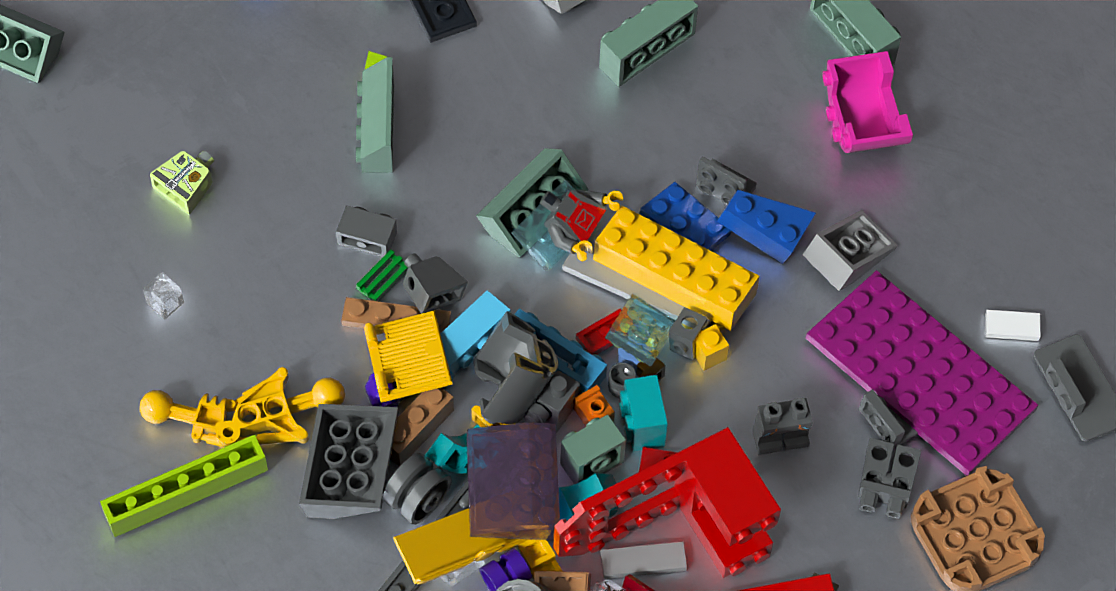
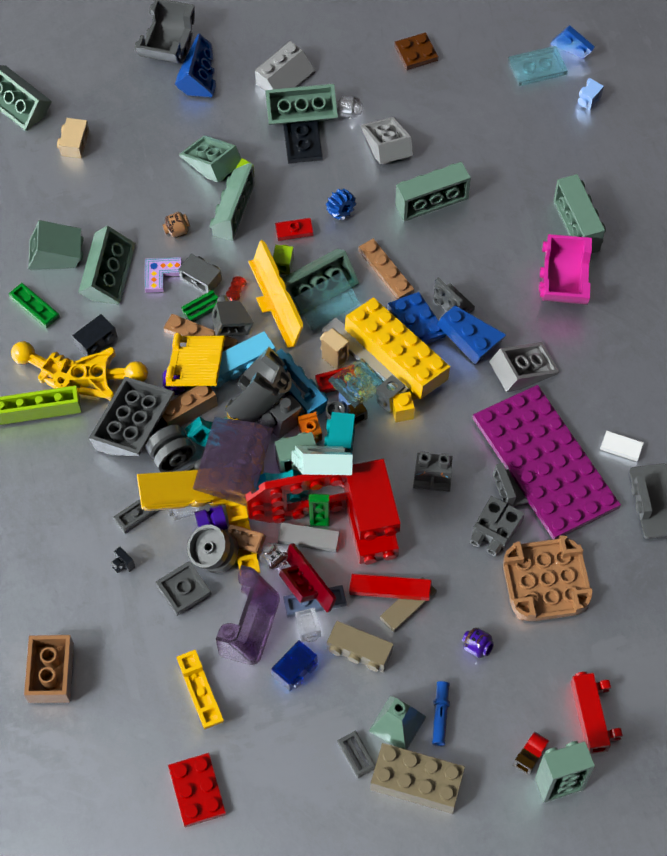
camera: 20 degrees right, 0 degrees up
(115, 78) = (73, 138): none -> tan brick
(144, 334) = (34, 305): none -> green tile
(145, 243) = (54, 246): none -> sand green slope
(163, 295) = (53, 283): clear brick -> none
(184, 179) = (94, 212): yellowish green torso -> none
(230, 253) = (107, 266): none -> sand green slope
(250, 357) = (95, 336): none -> black brick
(303, 238) = (157, 269): none -> lavender tile
(307, 168) = (176, 224): none -> medium nougat head
(323, 60) = (212, 157): none -> sand green slope
(421, 238) = (235, 289): none -> clear red piece
(473, 135) = (294, 229): none -> red plate
(474, 181) = (283, 257): none -> lime brick
(484, 235) = (275, 296): none -> yellow piece
(528, 84) = (341, 204): none -> blue gear
(575, 218) = (340, 297): torso -> none
(591, 290) = (334, 348): none -> tan brick
(619, 161) = (386, 269): none -> medium nougat plate
(645, 451) = (322, 460): none -> light aqua arch
(652, 519) = (319, 510): none -> green tile

